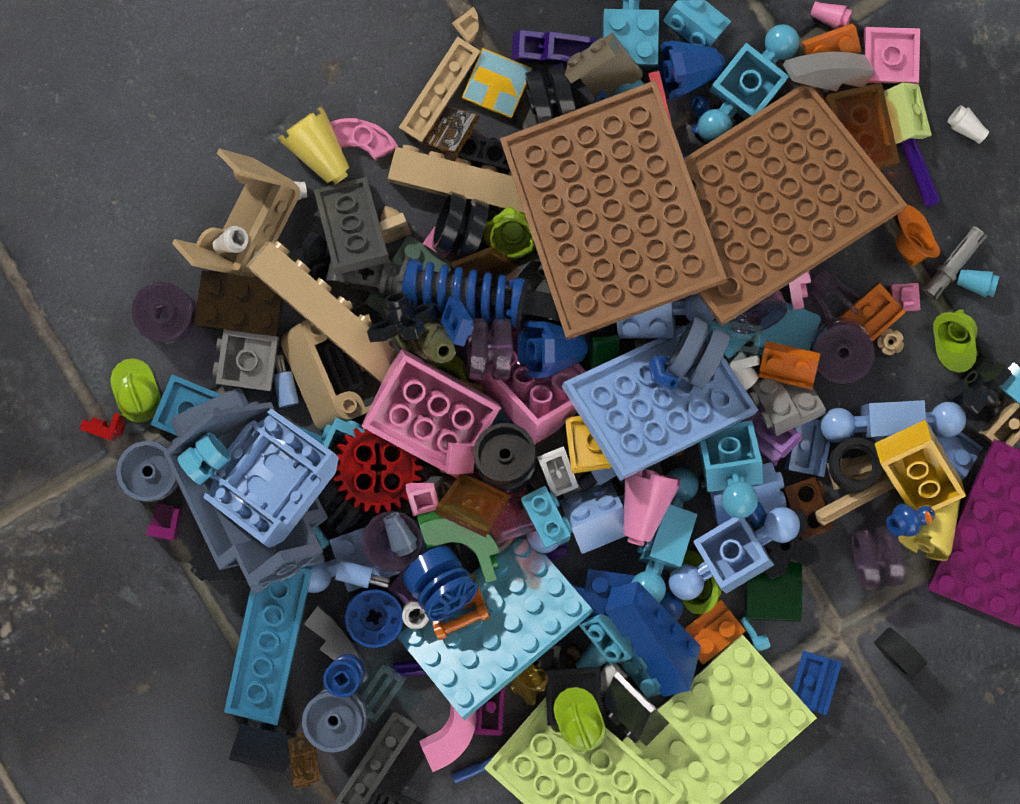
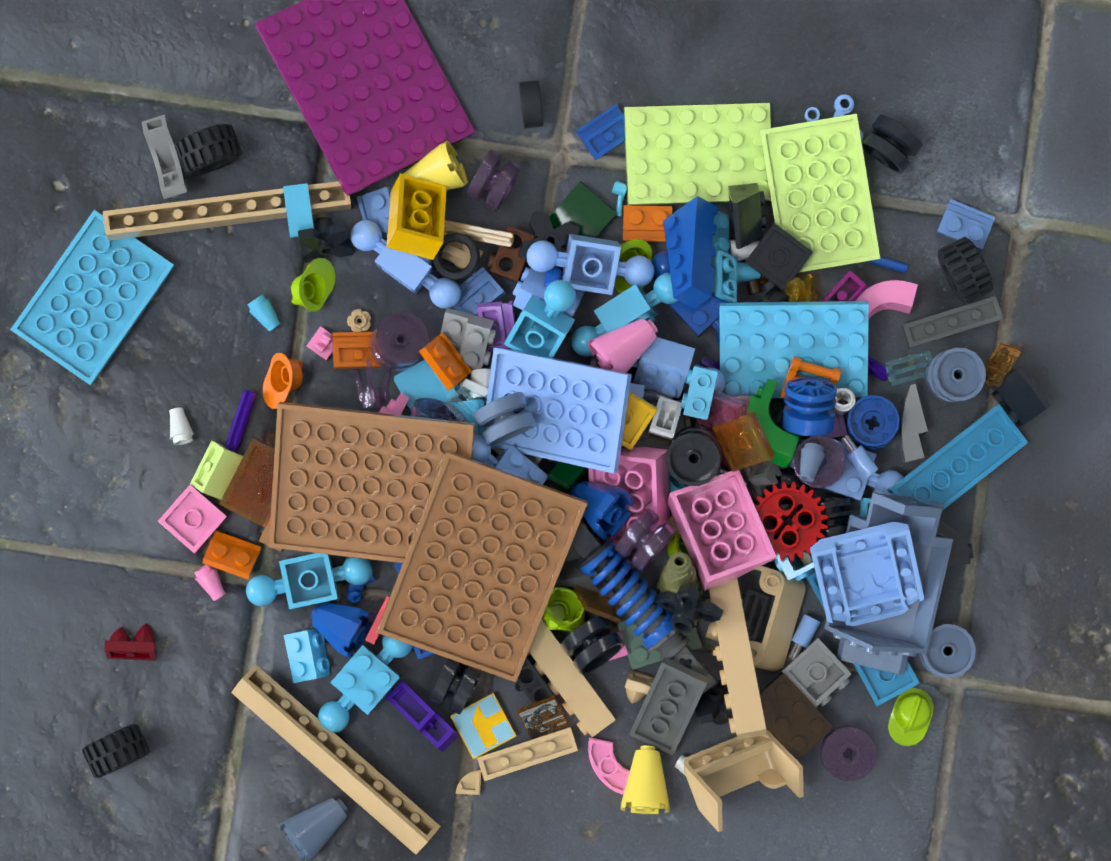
camera: 140 degrees left, 0 degrees up
(99, 428) = (957, 709): red bracket -> none
(165, 522) = (963, 607): magenta panel -> none
(201, 461) = (901, 625): medium azure wheel -> none
(232, 240) = (759, 764): white cone -> none
(344, 675) = (925, 398): blue wheel -> none
(422, 497) = (774, 475): bright pink slope -> none
(457, 321) = (652, 575): blue plate -> none
(460, 458) = (726, 481): bright pink slope -> none
(579, 719) = (788, 238): lime piece -> none
(603, 66) = (402, 673): dark tan bracket -> none
(658, 374) = (544, 425): blue arm -> none
(830, 69) = (246, 542): light grey slope -> none
(907, 521) = (454, 188): blue animal -> none
(947, 272) = (262, 340): light grey pin -> none

